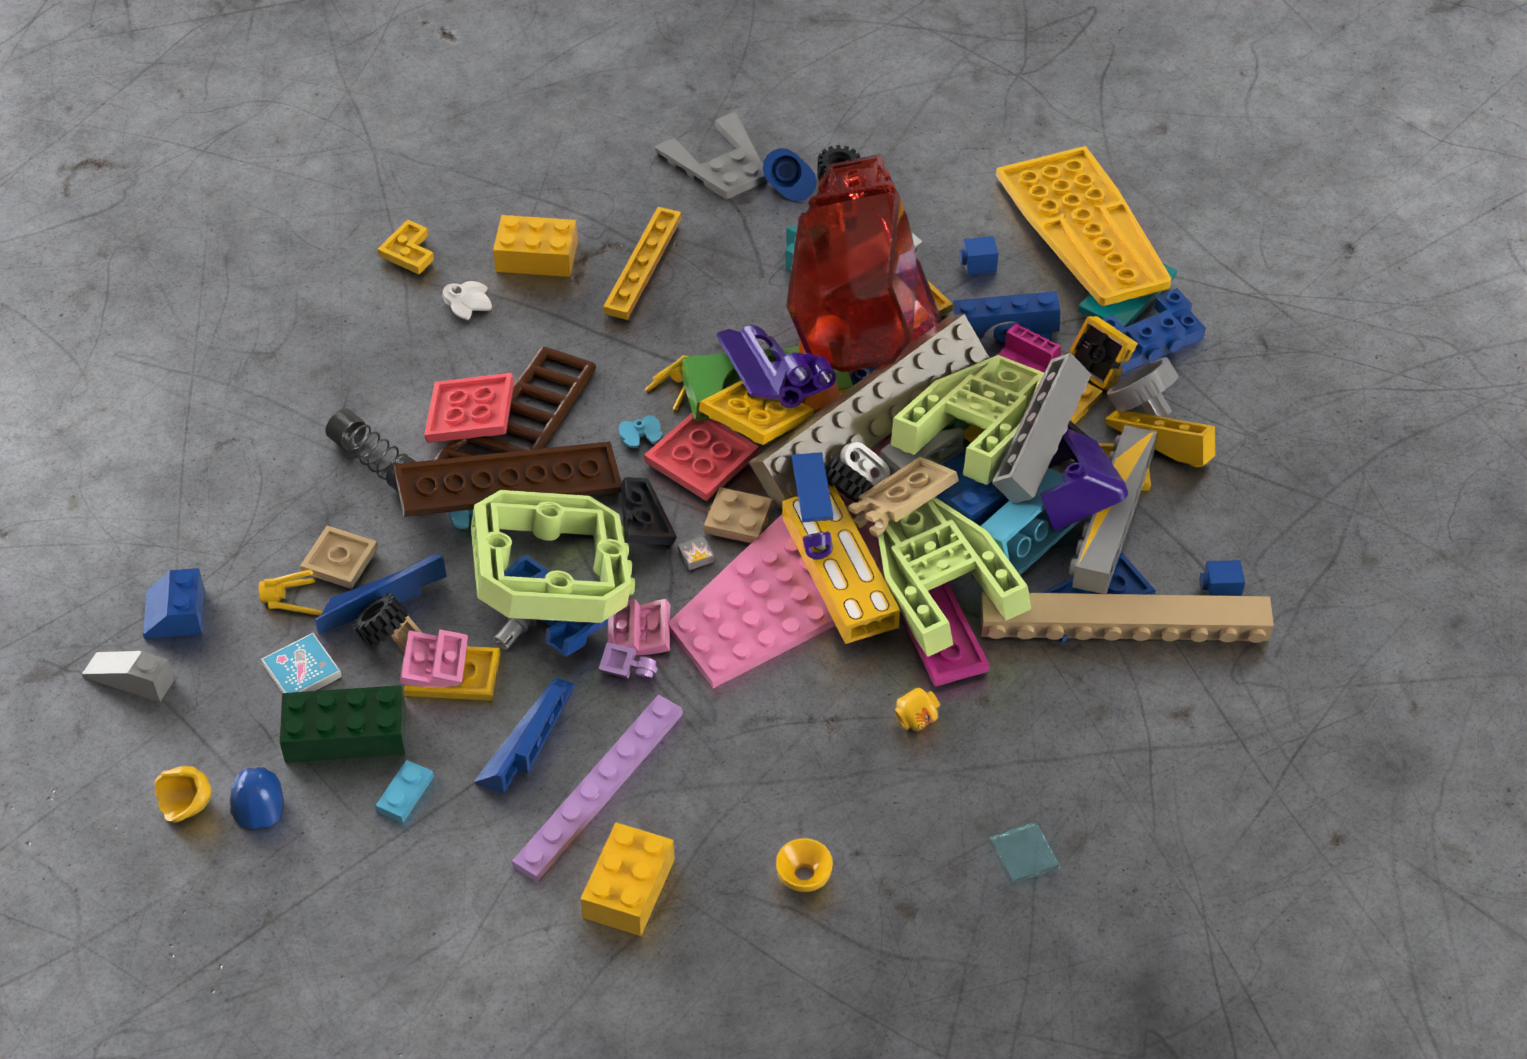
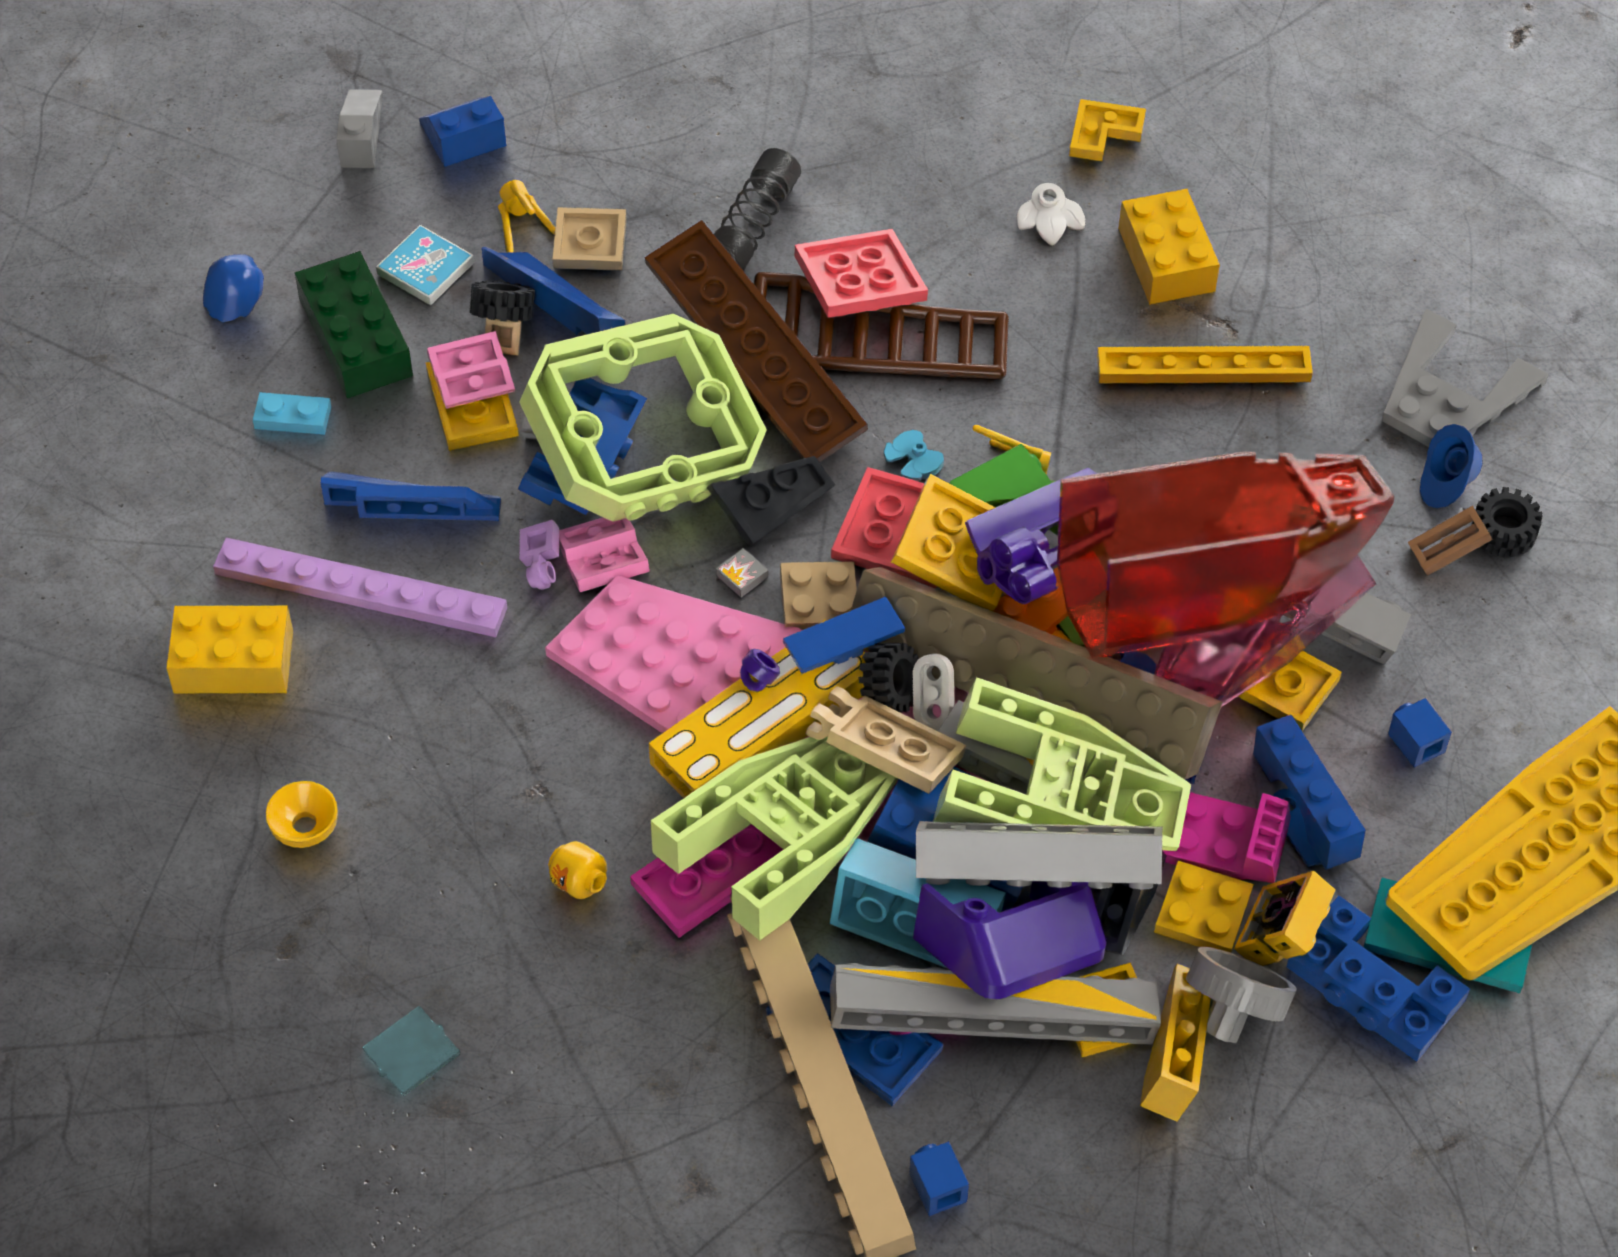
camera: 70 degrees right, 5 degrees up
(182, 792) = (217, 227): yellow hair -> none

